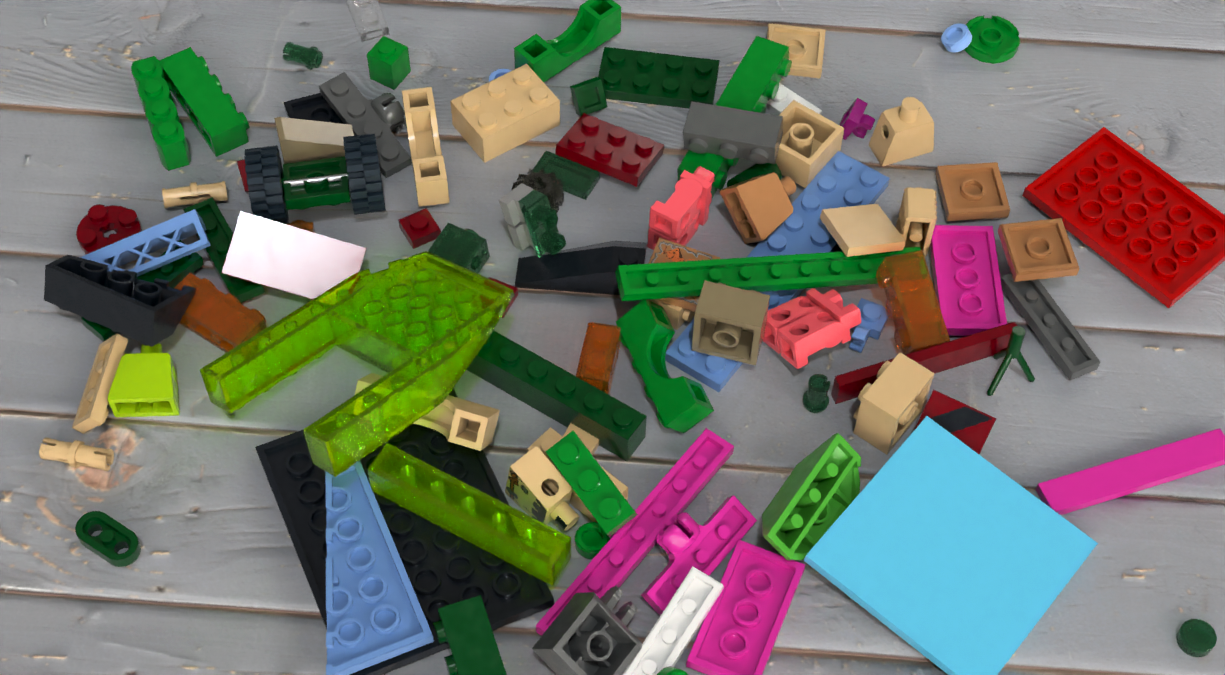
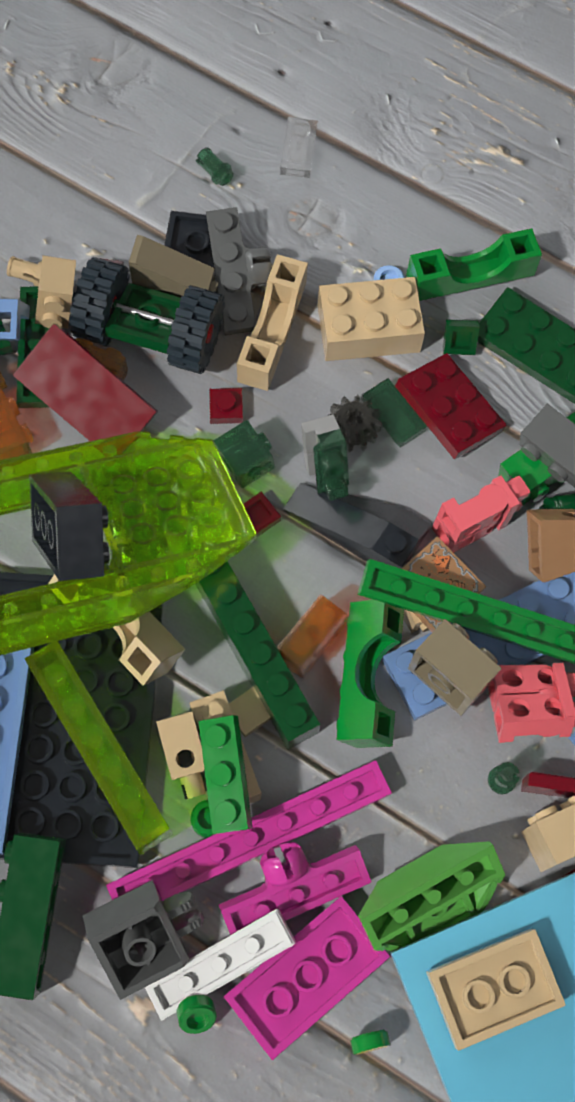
camera: 25 degrees right, 15 degrees up
(161, 113) = (52, 173): green brick -> none
(204, 101) = (97, 177): green brick -> none
(224, 190) = (55, 291): none -> tan brick
(348, 346) = (68, 525): none -> black brick
(388, 62) = (288, 212): green brick -> none
(827, 636) = (370, 1042): none -> green tile
(902, 538) = (495, 989): none -> tan plate

